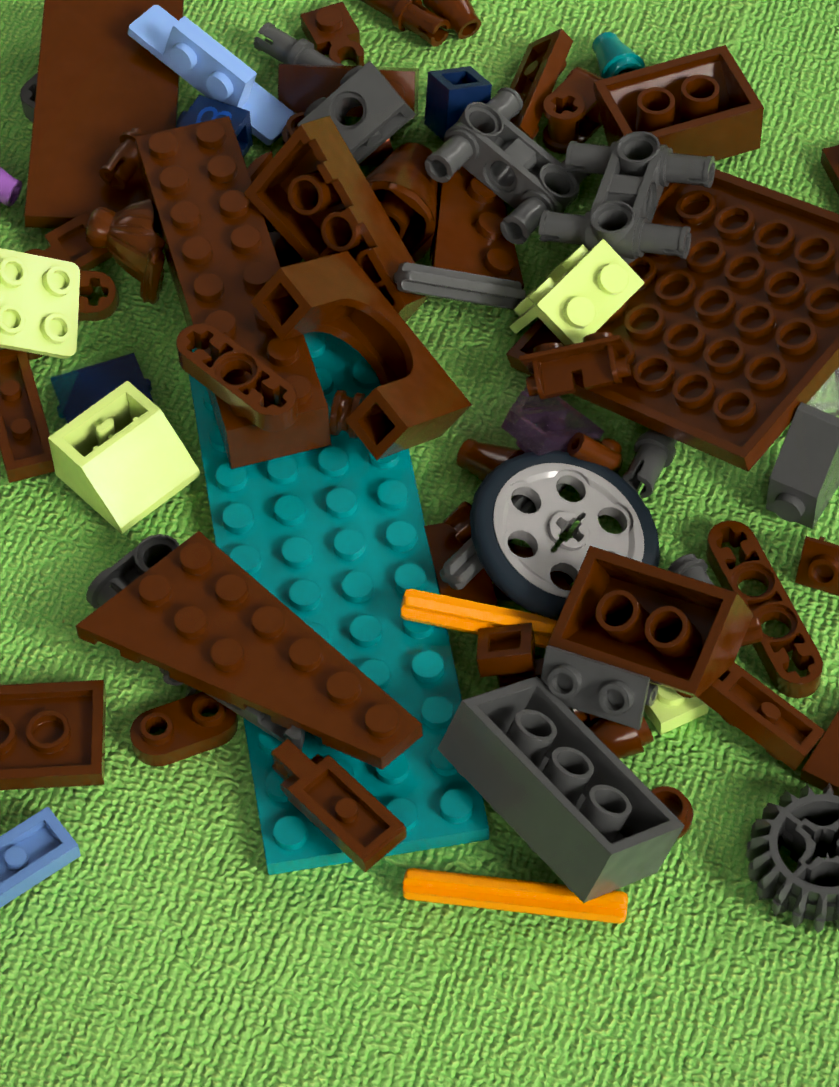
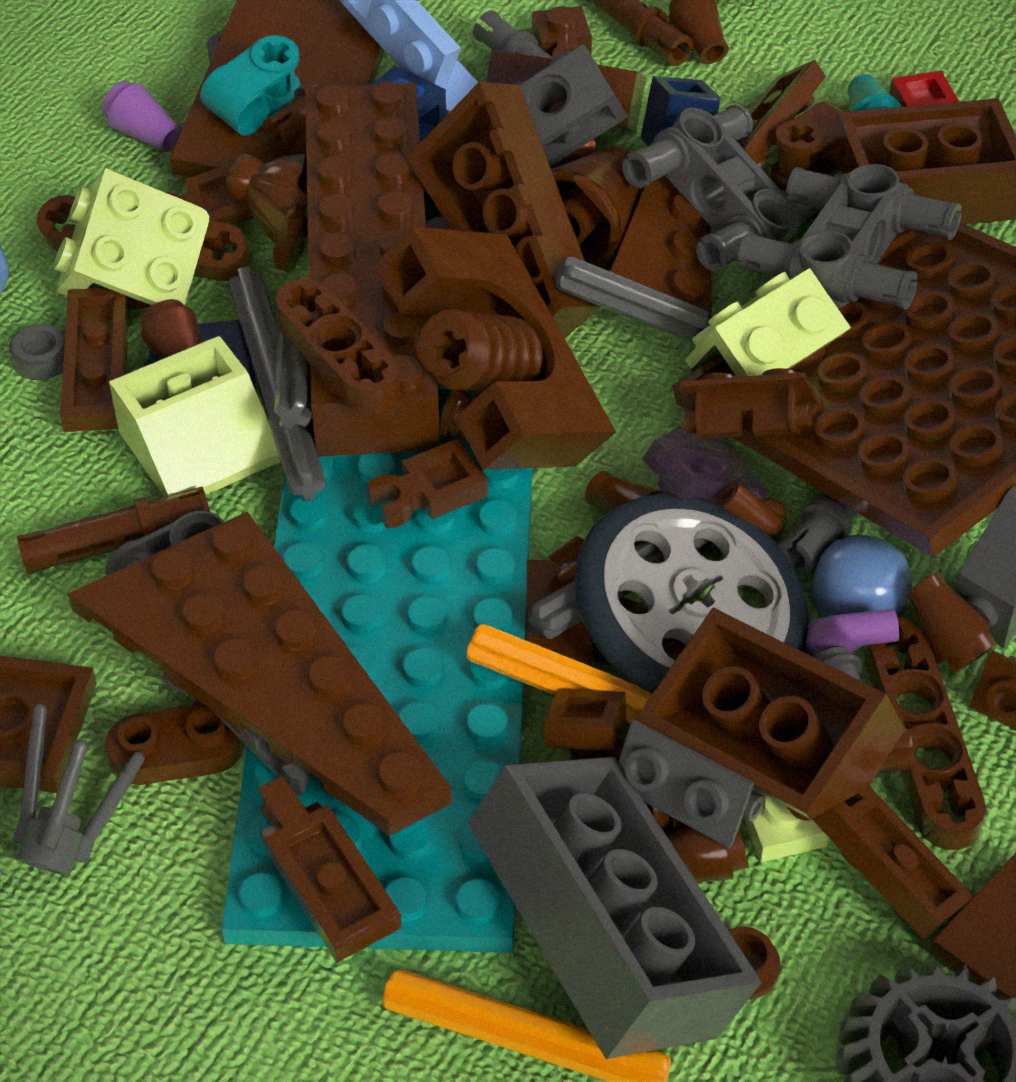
camera: 10 degrees right, 5 degrees down
(73, 565) = (106, 531): none -> reddish brown pin
(78, 380) = (169, 328): none -> copper cone
(83, 136) = (253, 84): none -> teal piece
(115, 821) = (53, 838): none -> dark grey plant
(179, 409) = (260, 333): none -> dark grey axle
(200, 410) = (292, 385): none -> dark grey axle
(335, 474) = (434, 480): none -> reddish brown plate
(352, 360) = (477, 349): none -> reddish brown piece
(659, 43) = (922, 89): none -> red plate
(692, 496) = (860, 577): none -> medium blue hair
(694, 539) = (852, 630): none -> medium lavender arm
(769, 519) = (950, 623): none -> reddish brown cone

